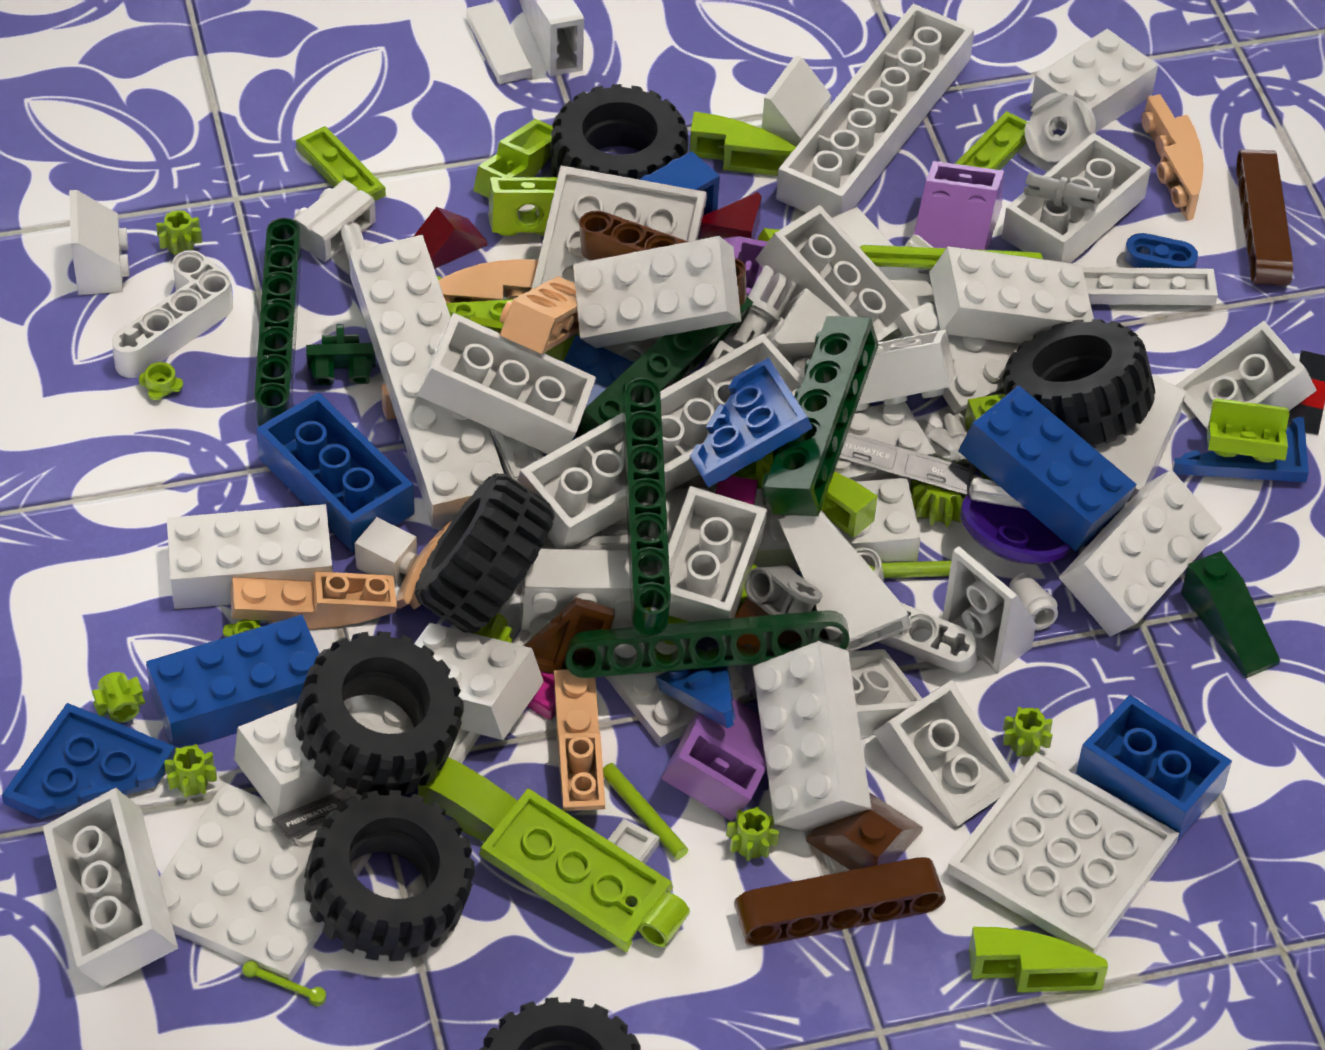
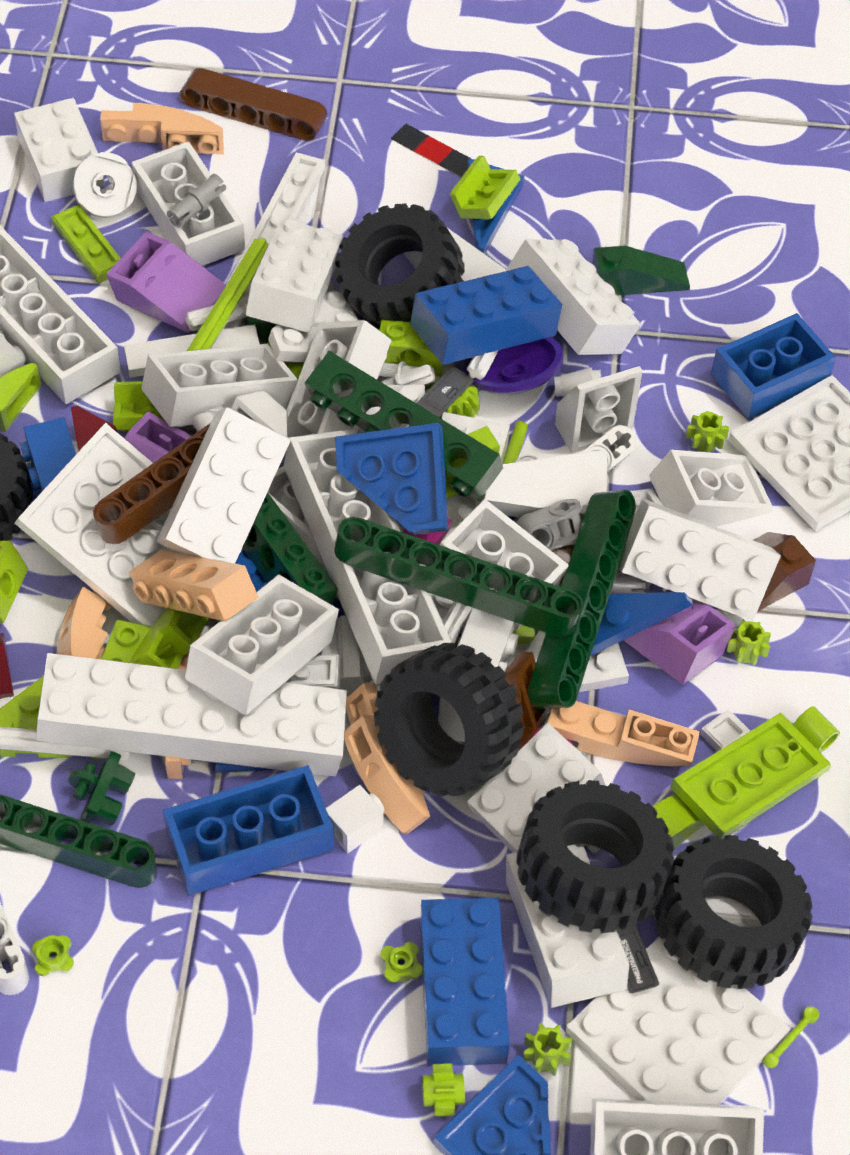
camera: 70 degrees left, 5 degrees up
(244, 544) = (316, 932): white brick -> none
(324, 602) = (387, 893): light nougat slope -> none
(644, 811) = (705, 709): lime bar -> none
(839, 901) = (829, 608): reddish brown beam -> none
(1155, 251) = (257, 182): blue plate -> none
(1250, 370) = (422, 171): white slope -> none

